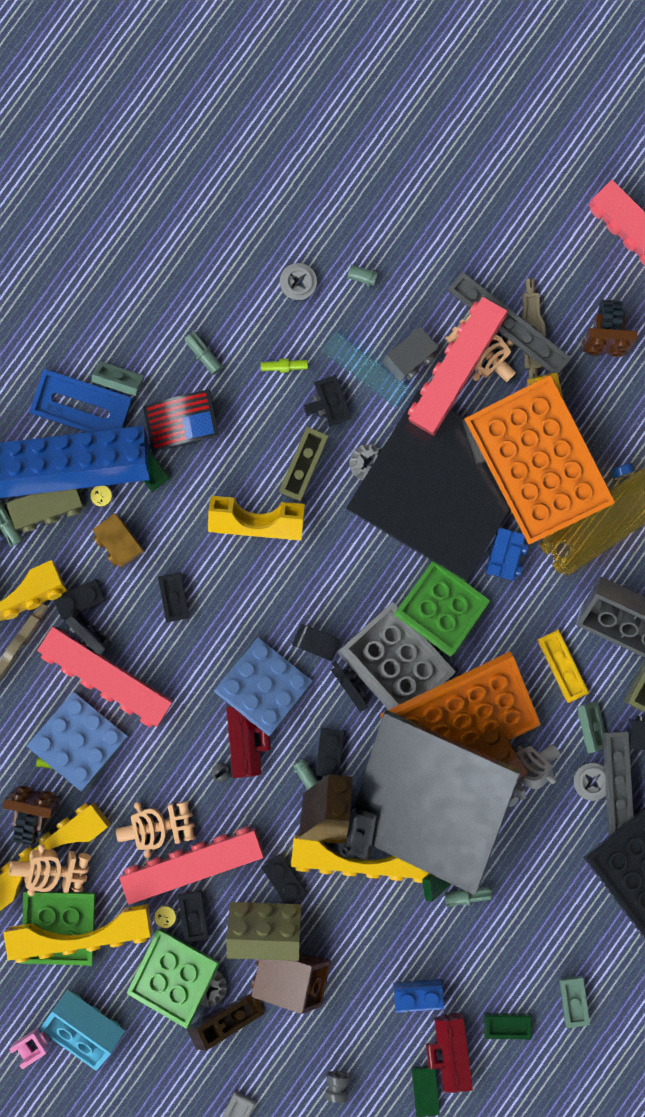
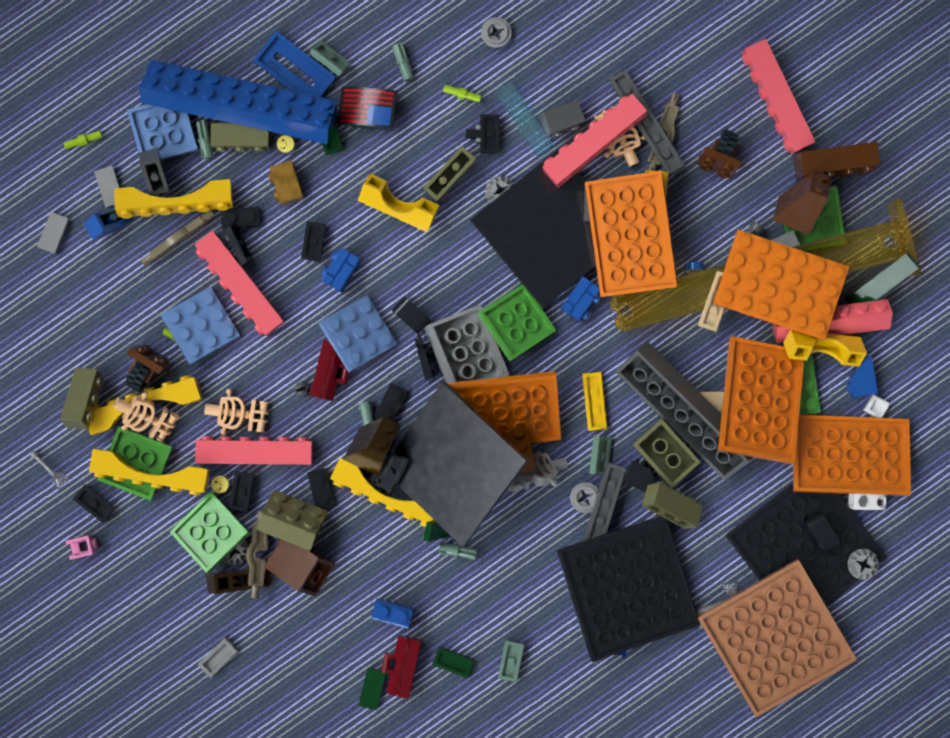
camera: 20 degrees right, 0 degrees up
(27, 991) = (94, 503): none -> black plate
(82, 1030) = (125, 547): medium azure slope -> none
(216, 619) = (341, 269): none -> blue brick
(241, 996) = (256, 565): none -> dark tan piece
(337, 1089) = (306, 660): dark grey wheel -> none
(362, 275) = (547, 45): sand green pin -> none

